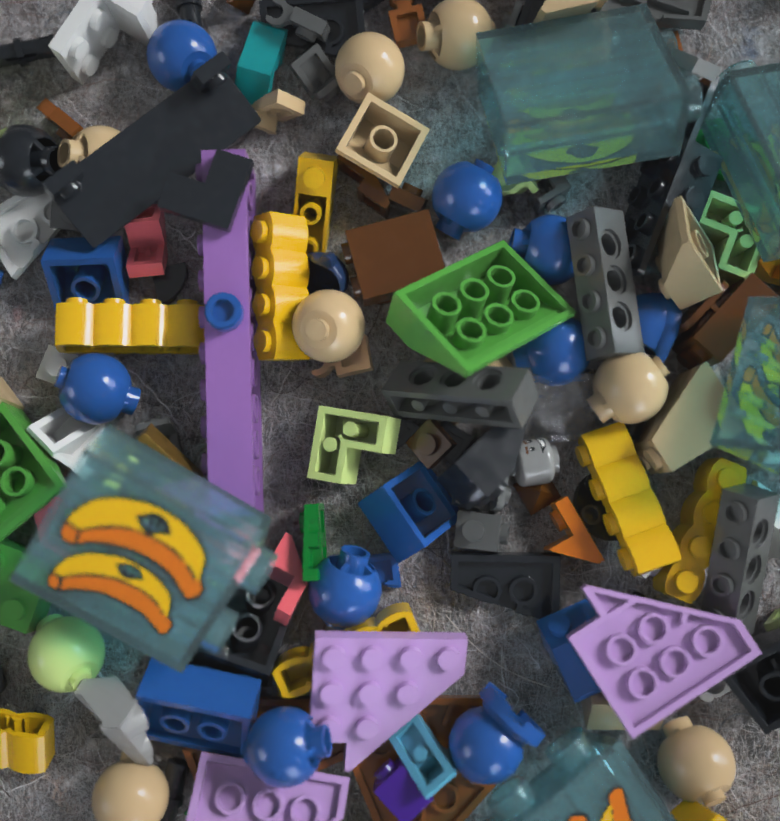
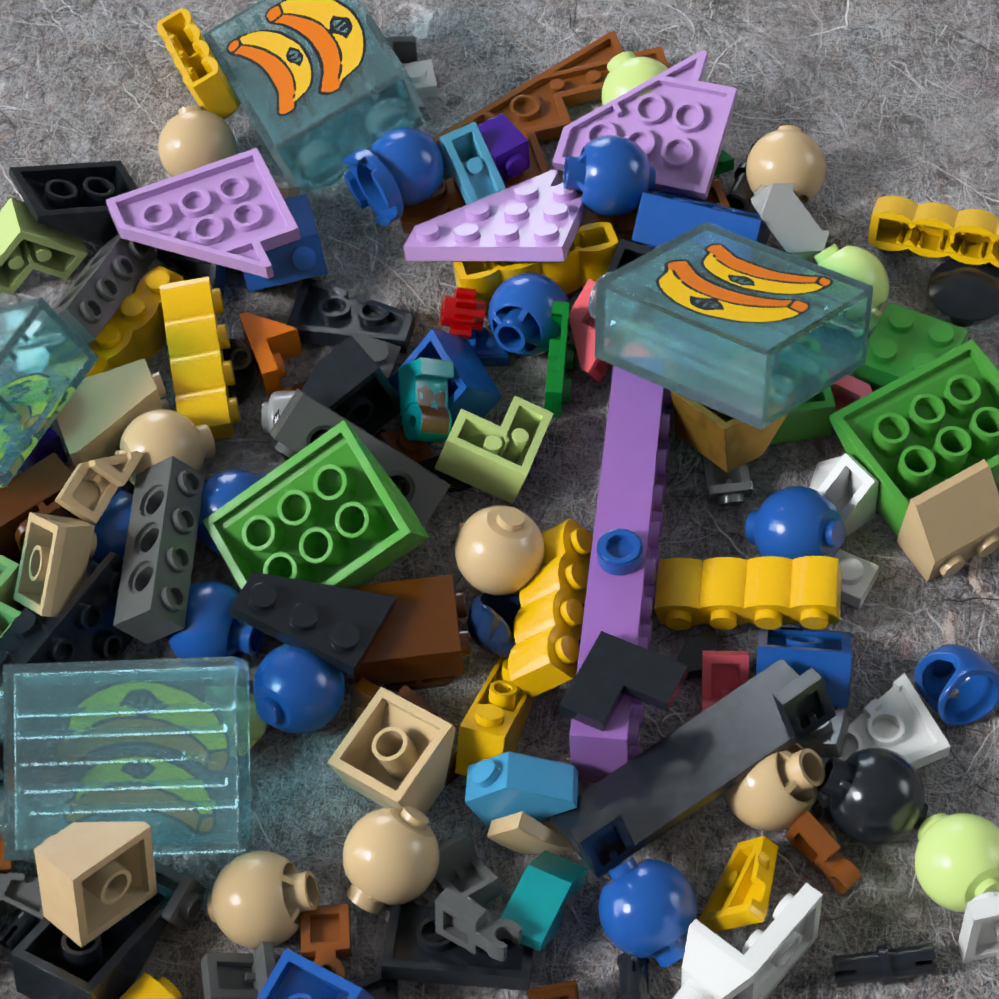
camera: 165 degrees left, 30 degrees down
(117, 83) = (743, 888): none -> yellow wing
(283, 132) = (519, 784): none -> dark azure slope
(404, 584) = (462, 312): none -> red gear
(417, 474) = (425, 399): none -> teal leg
(462, 228) = (314, 616): none -> black wing
(676, 328) = (95, 484): none -> tan slope

